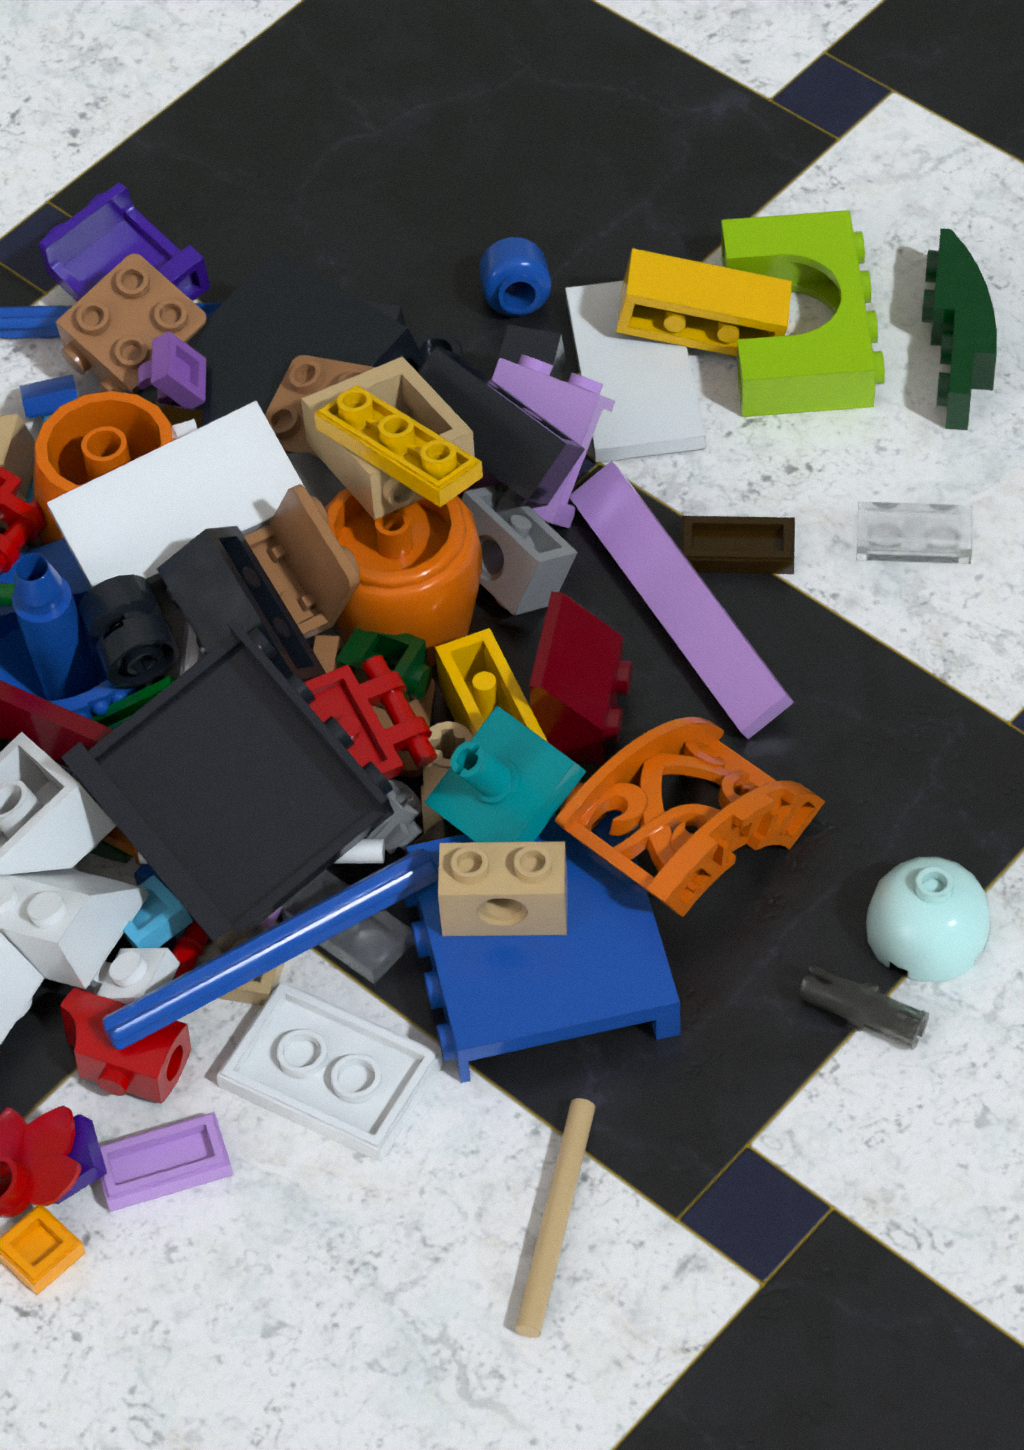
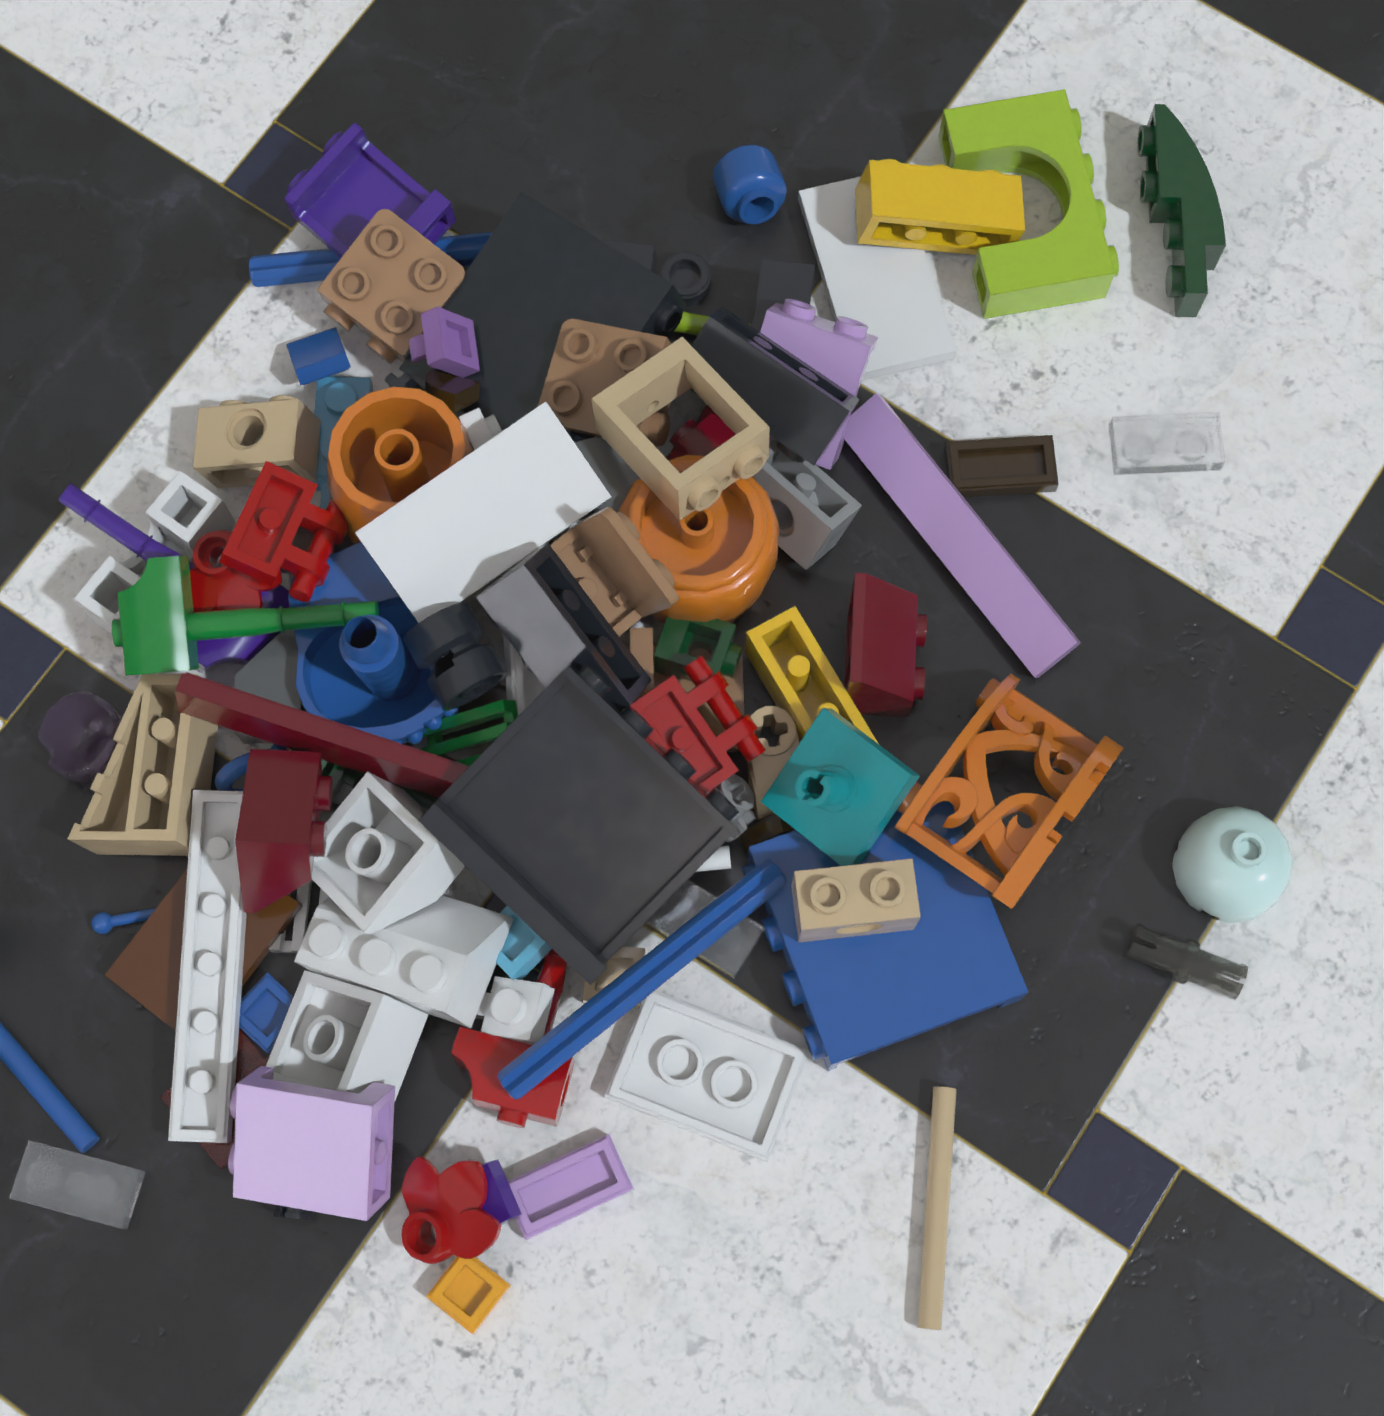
camera: 10 degrees left, 20 degrees up
(398, 445) = (724, 474): yellow tile -> none

